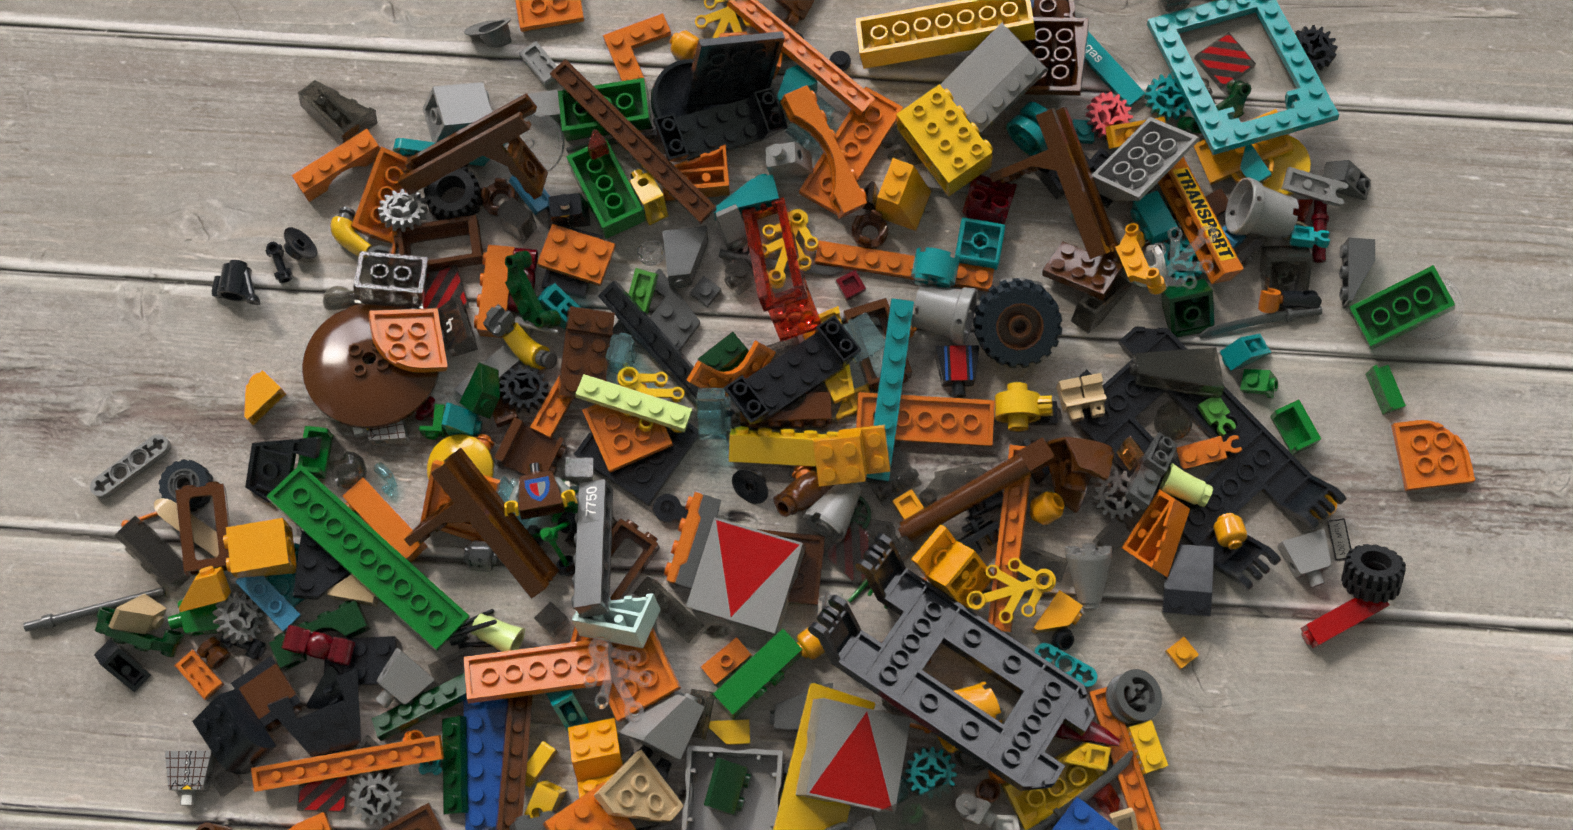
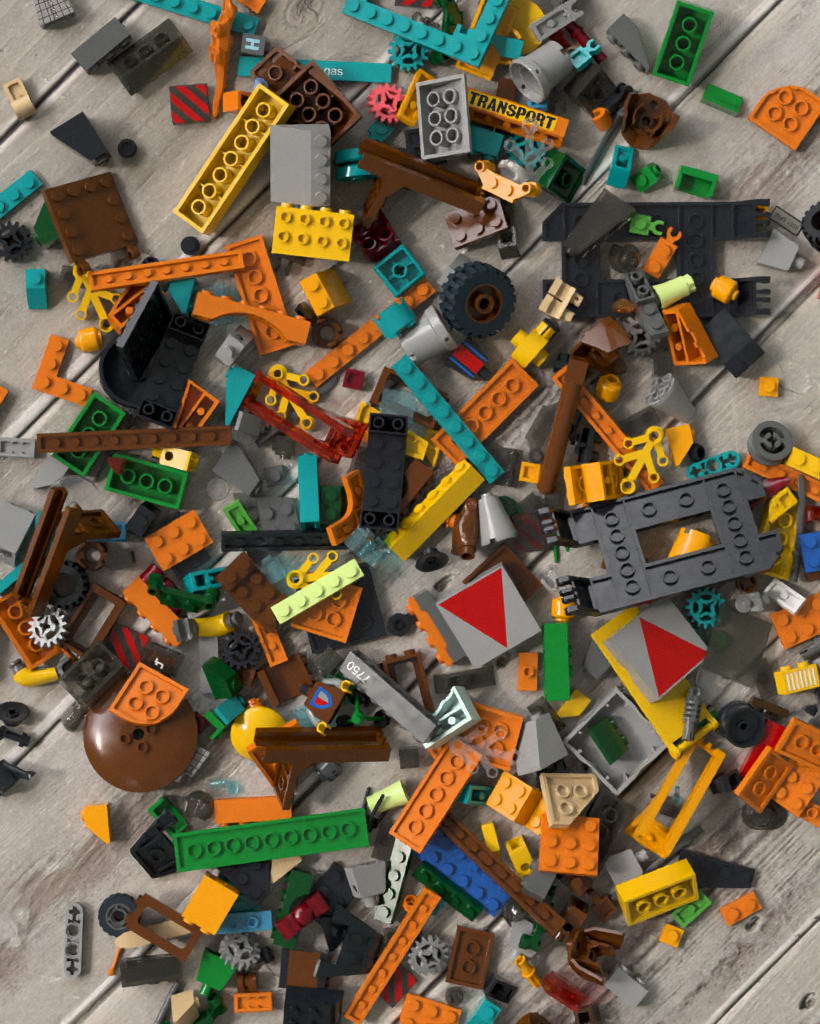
camera: 55 degrees left, 15 degrees up
(206, 589) = (207, 957): light orange slope -> none
(717, 326) = (308, 491): none -> teal slope
(851, 455) = (473, 484): light orange bracket -> none
(1305, 323) = (660, 120): none -> reddish brown piece

